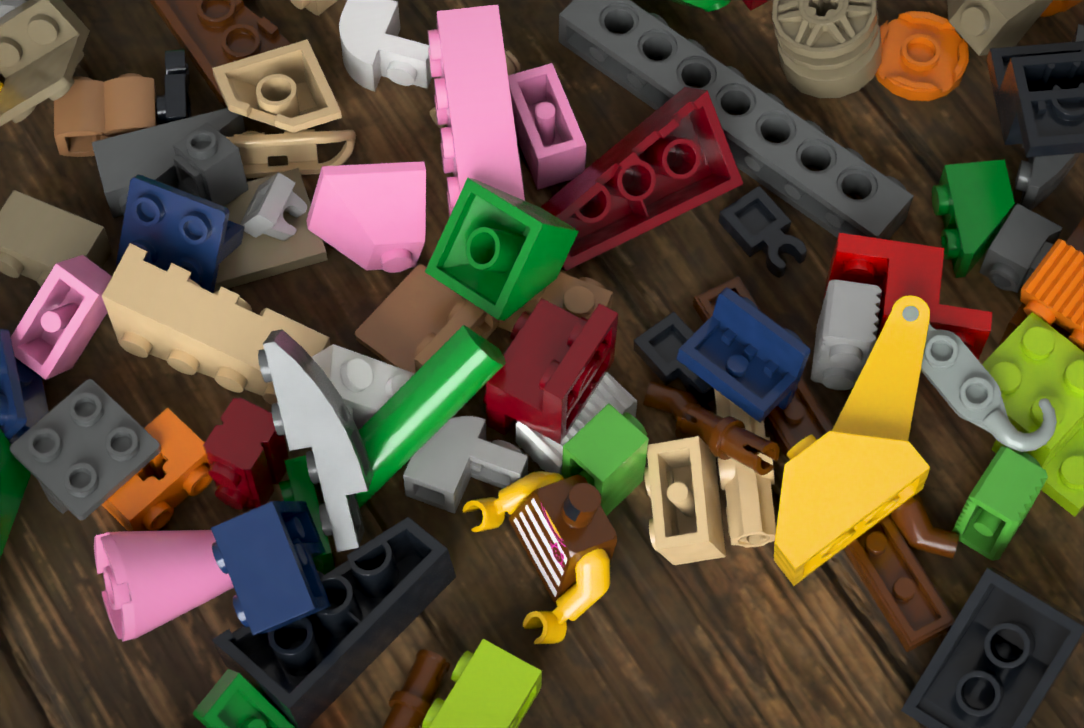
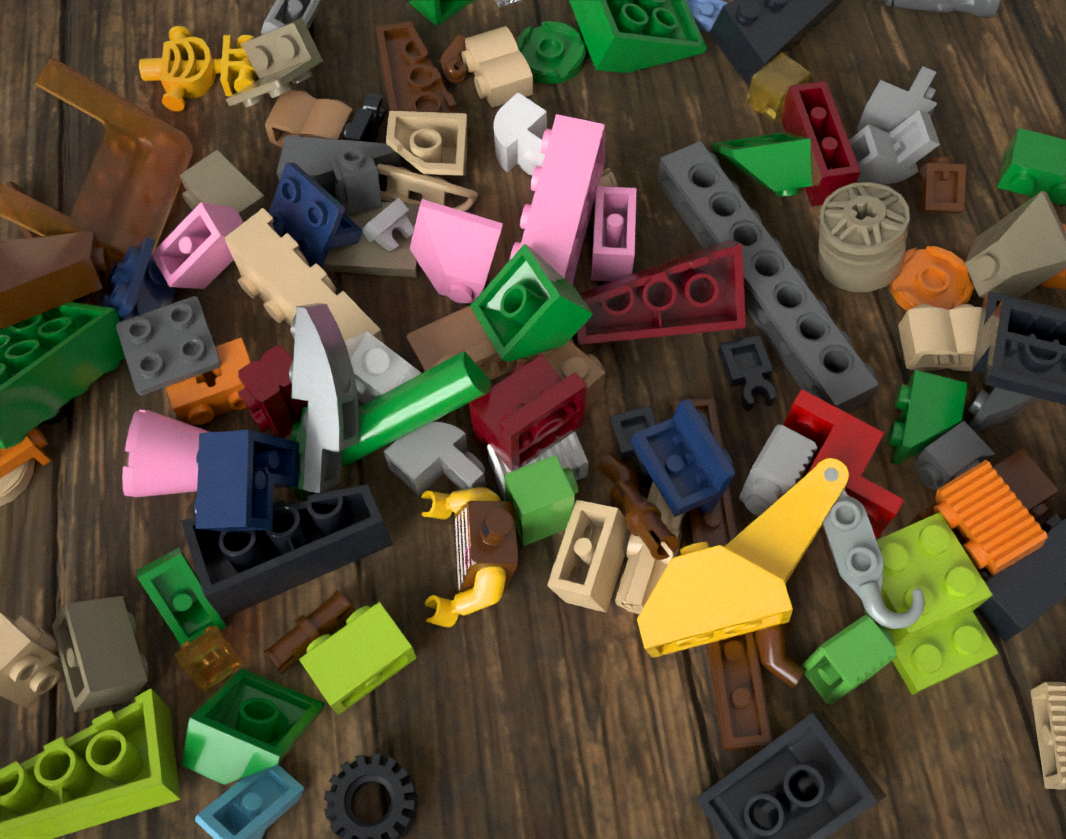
camera: 25 degrees right, 0 degrees up
(954, 116) = (940, 337): none -> tan brick

